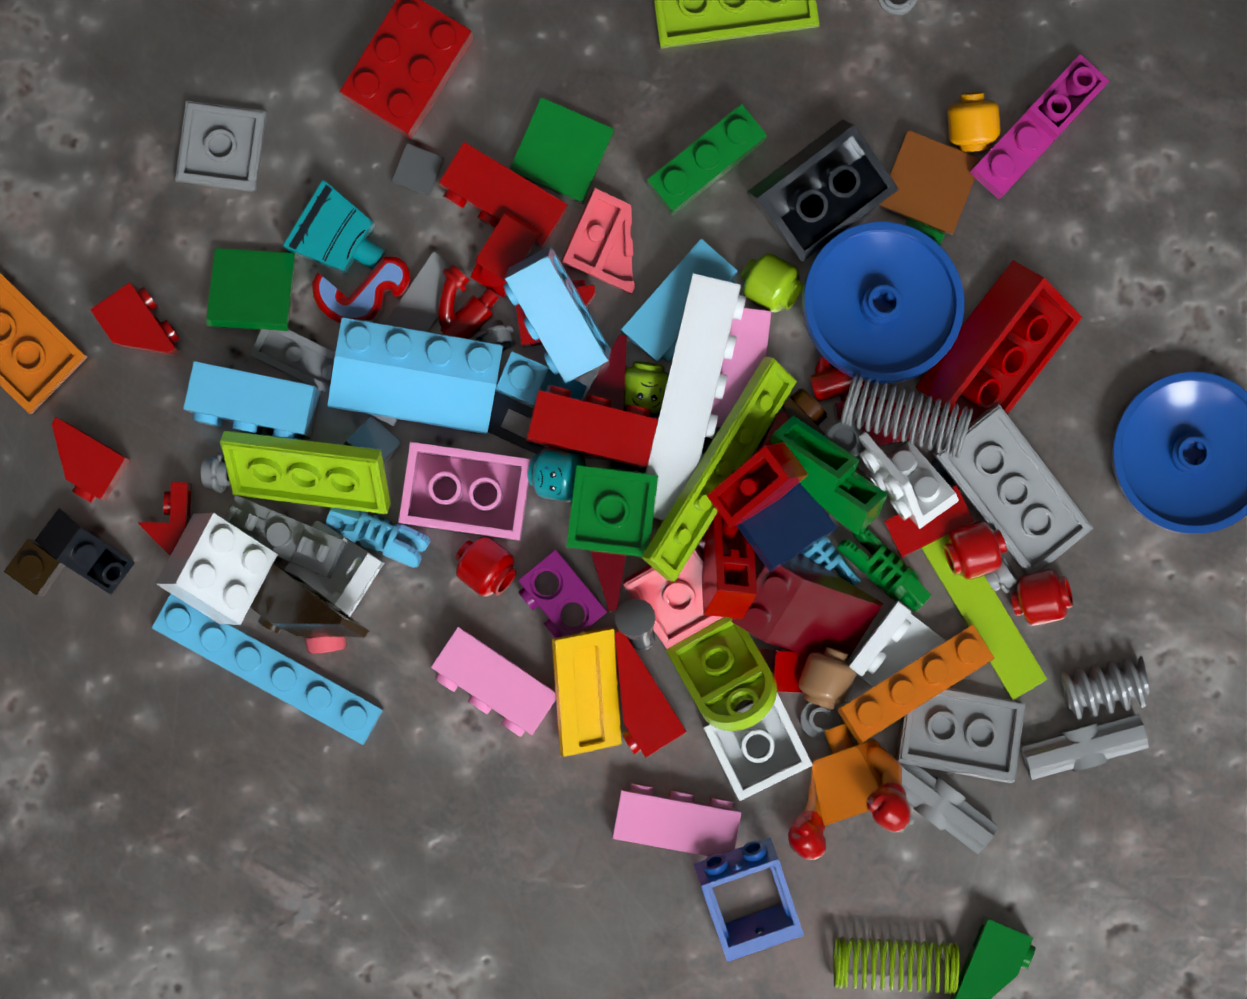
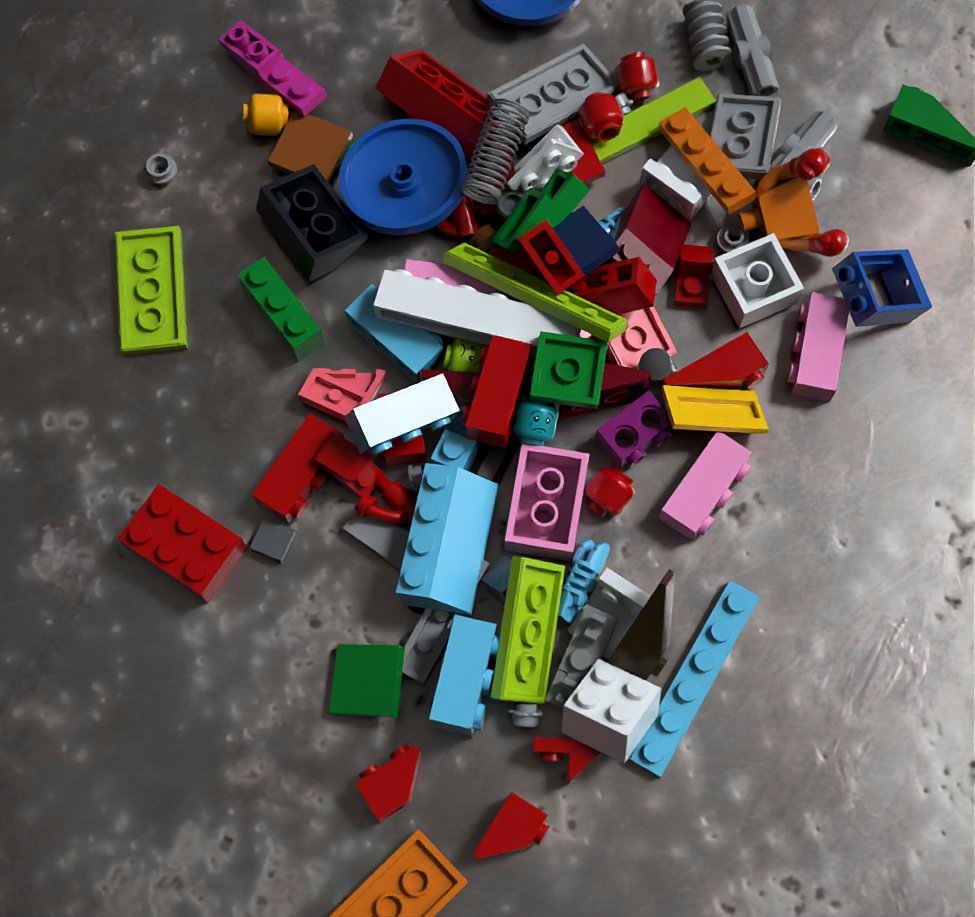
camera: 90 degrees left, 15 degrees down
(34, 568) = (607, 878): dark brown brick -> none
(84, 551) = (592, 835): black slope -> none
(221, 146) = (240, 707): light grey tile -> none
(324, 644) = (677, 626): coral tile -> none
(334, 233) = (321, 608): teal torso -> none
(368, 298) = (381, 581): animal -> none
(562, 150) = (263, 423): green tile -> none
(722, 670) = (698, 303): lime tile -> none
(771, 283) = (380, 257): lime head -> none
(827, 678) = (701, 226): medium nougat head -> none
(842, 960) = (930, 217): lime piece -> none
(885, 569) = (613, 187): green hinge -> none

